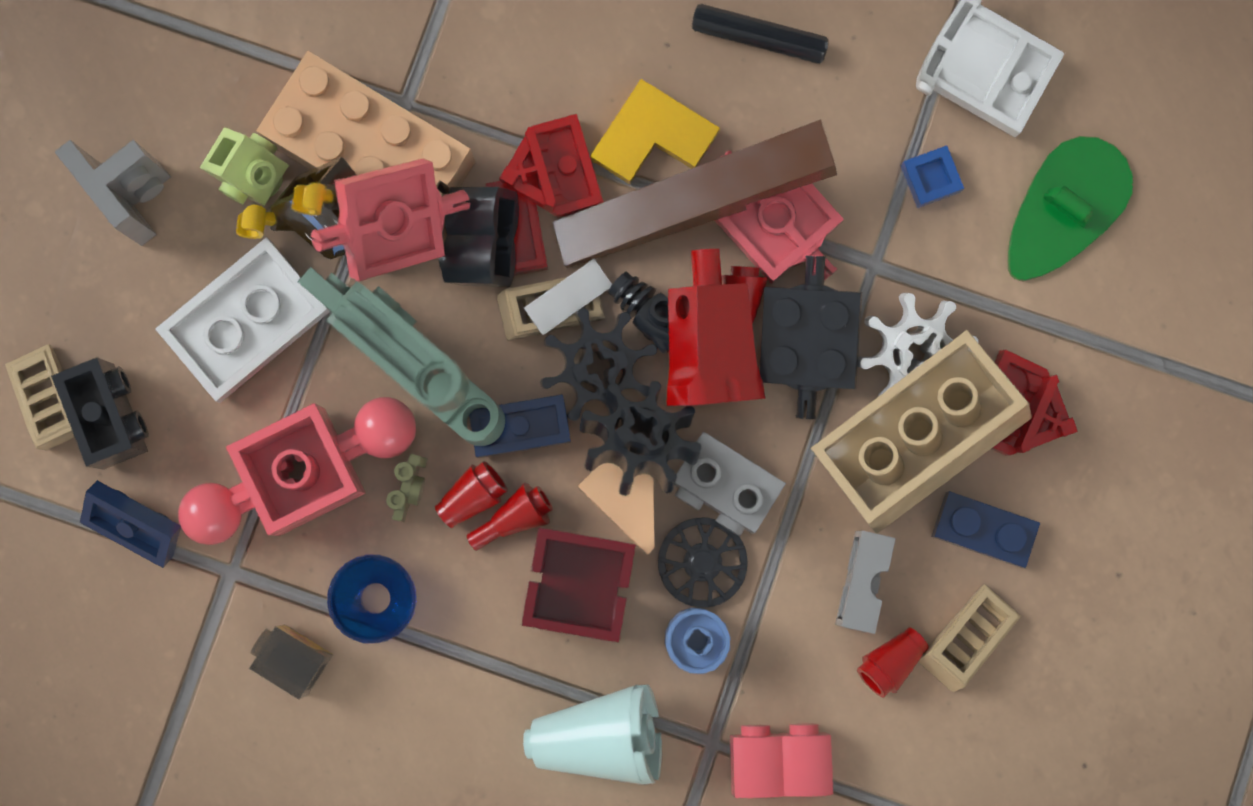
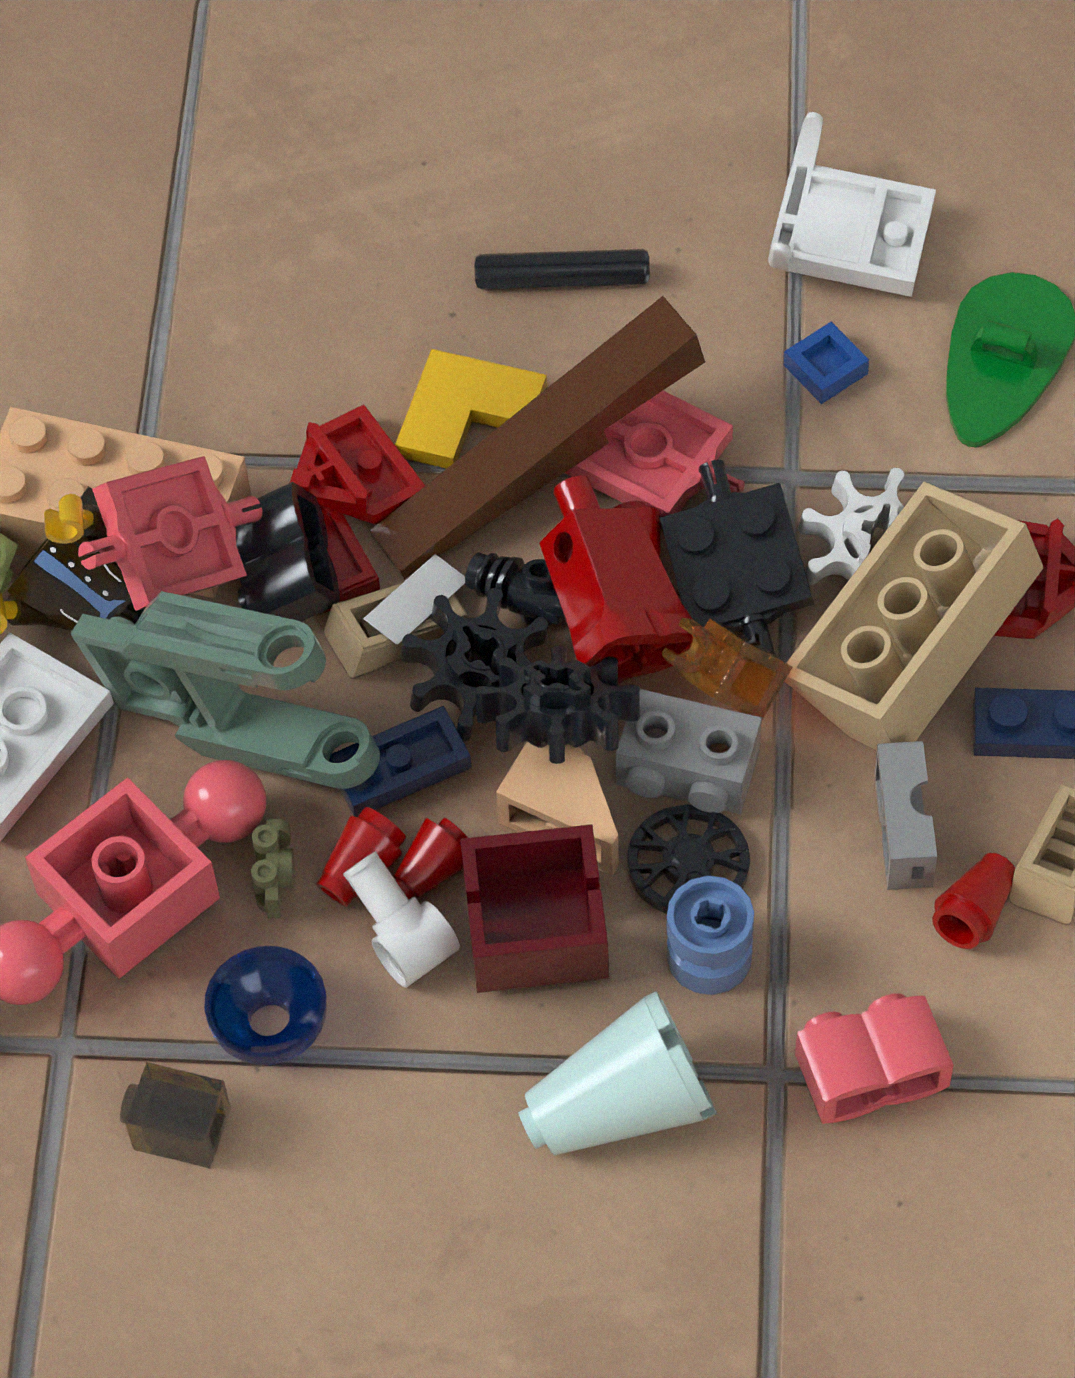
camera: 10 degrees left, 25 degrees down
(486, 568) = (409, 934): none -> white pin
(776, 435) = (730, 667): none -> clear orange brick

